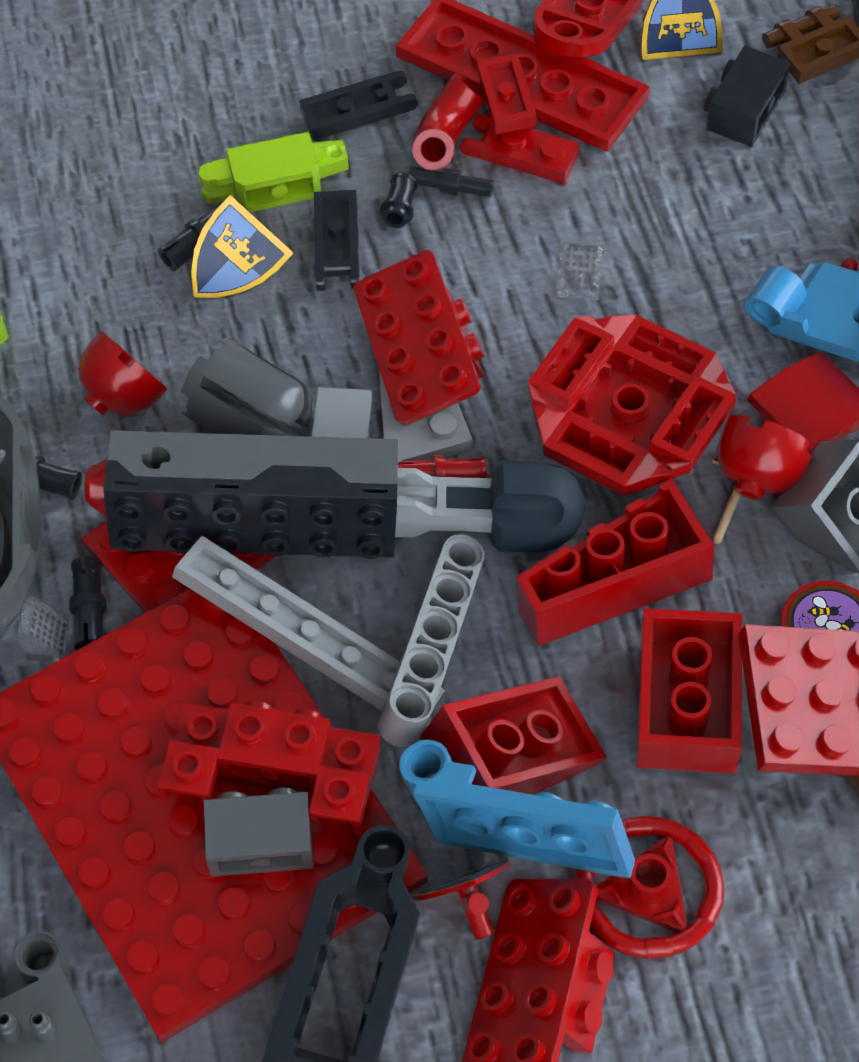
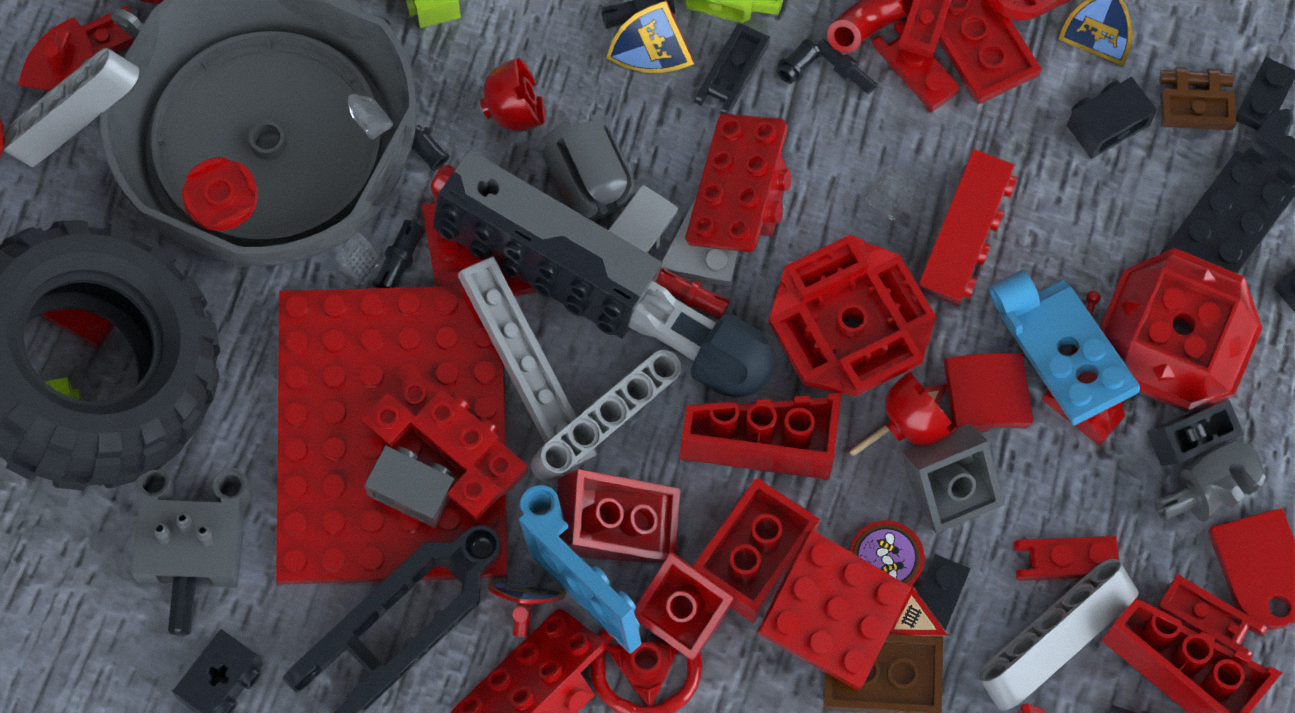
camera: 25 degrees right, 10 degrees up
(657, 788) = (683, 606): none -> red slope
(684, 260) = (966, 228): none -> red wedge

